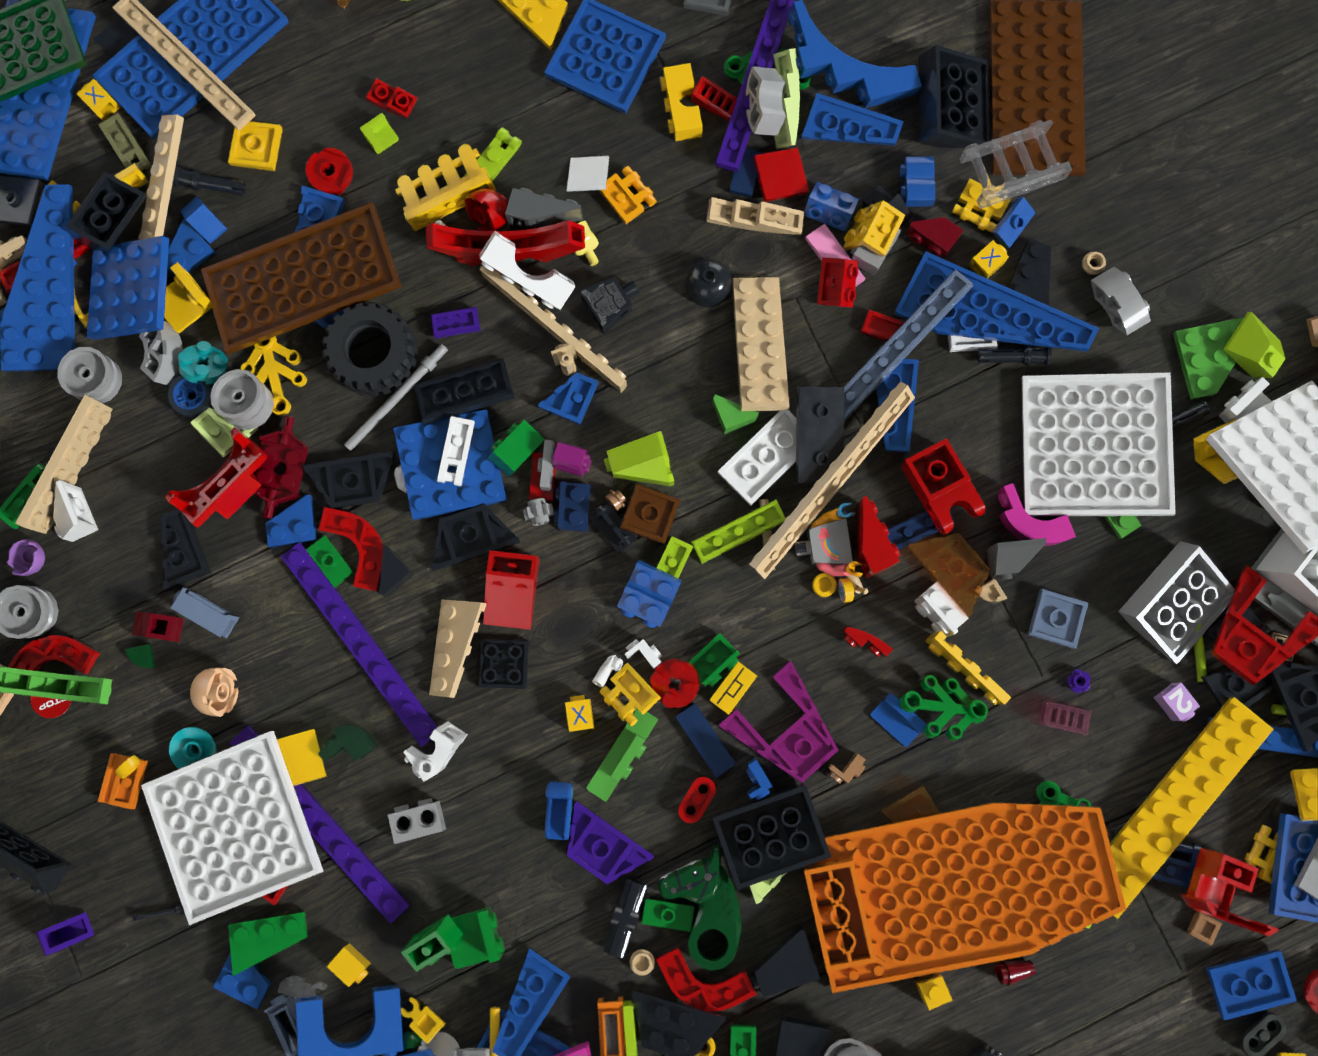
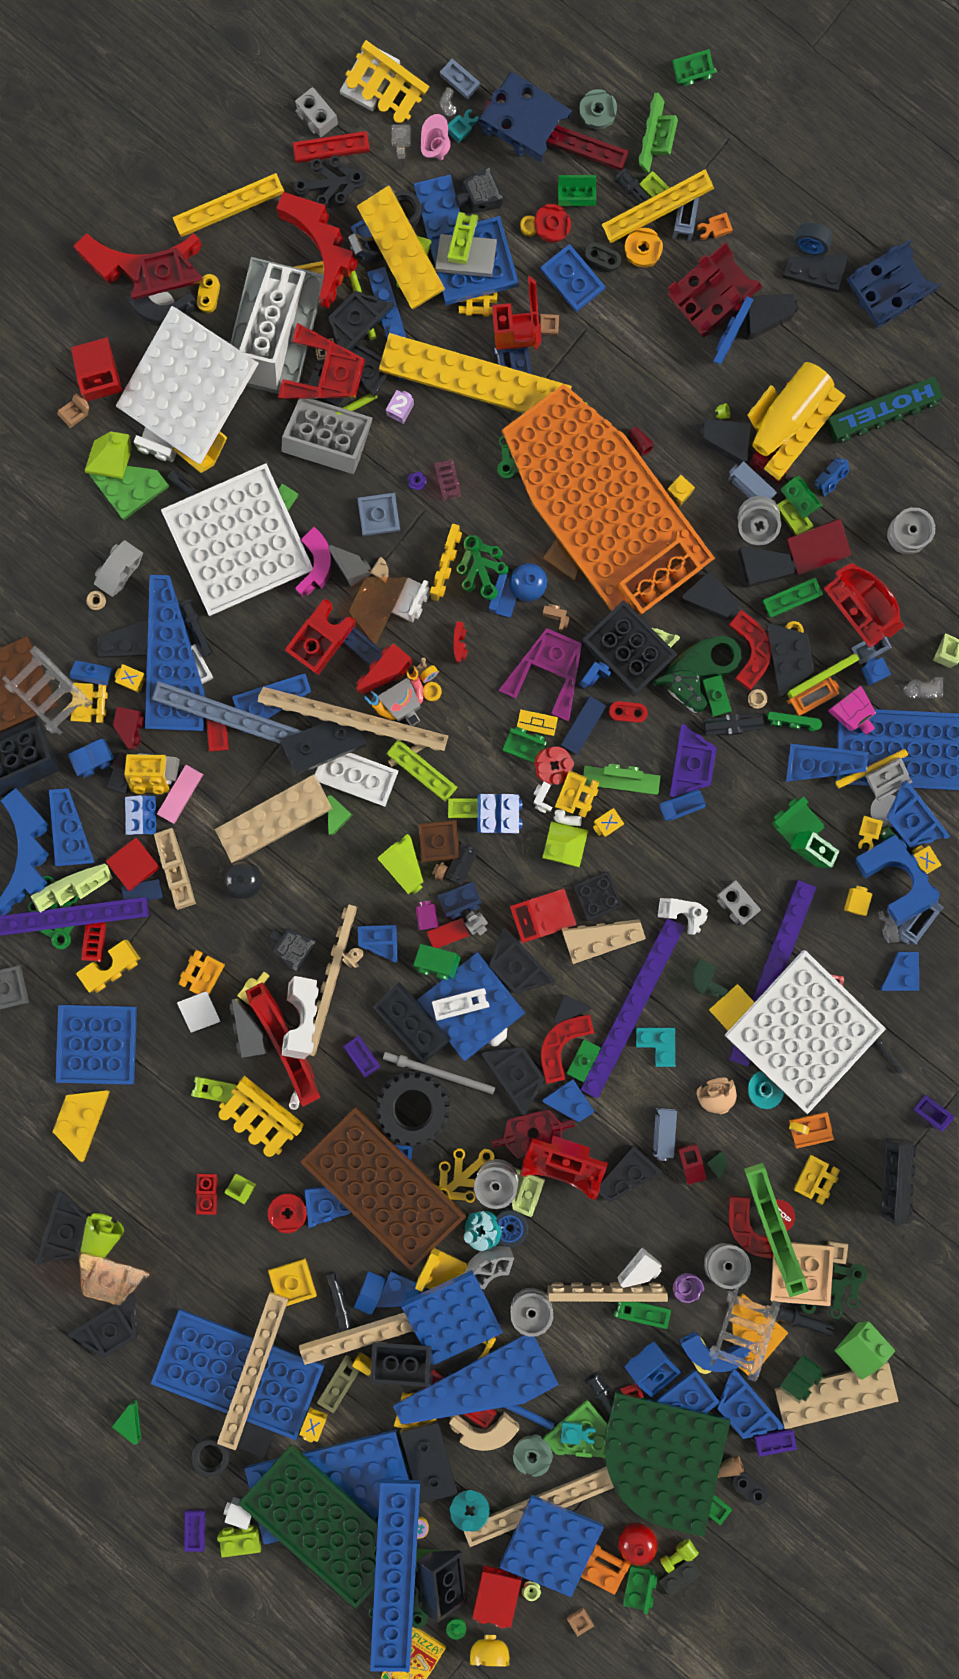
camera: 115 degrees left, 5 degrees up
(71, 755) = (811, 1177): none -> yellow plate
(262, 938) = (869, 971): green wing -> none
(306, 660) = (664, 1042): none -> teal plate
(487, 208) = (262, 1073): red cylinder -> none
(546, 466) = (439, 933): light grey plate -> none
(579, 654) = (565, 844): none -> lime slope
(594, 993) = (793, 721): none -> green plate
(765, 101) = (79, 901): light grey brick -> none
(837, 282) = (200, 782): red bracket -> none
(902, 754) = (528, 582): none -> blue cylinder

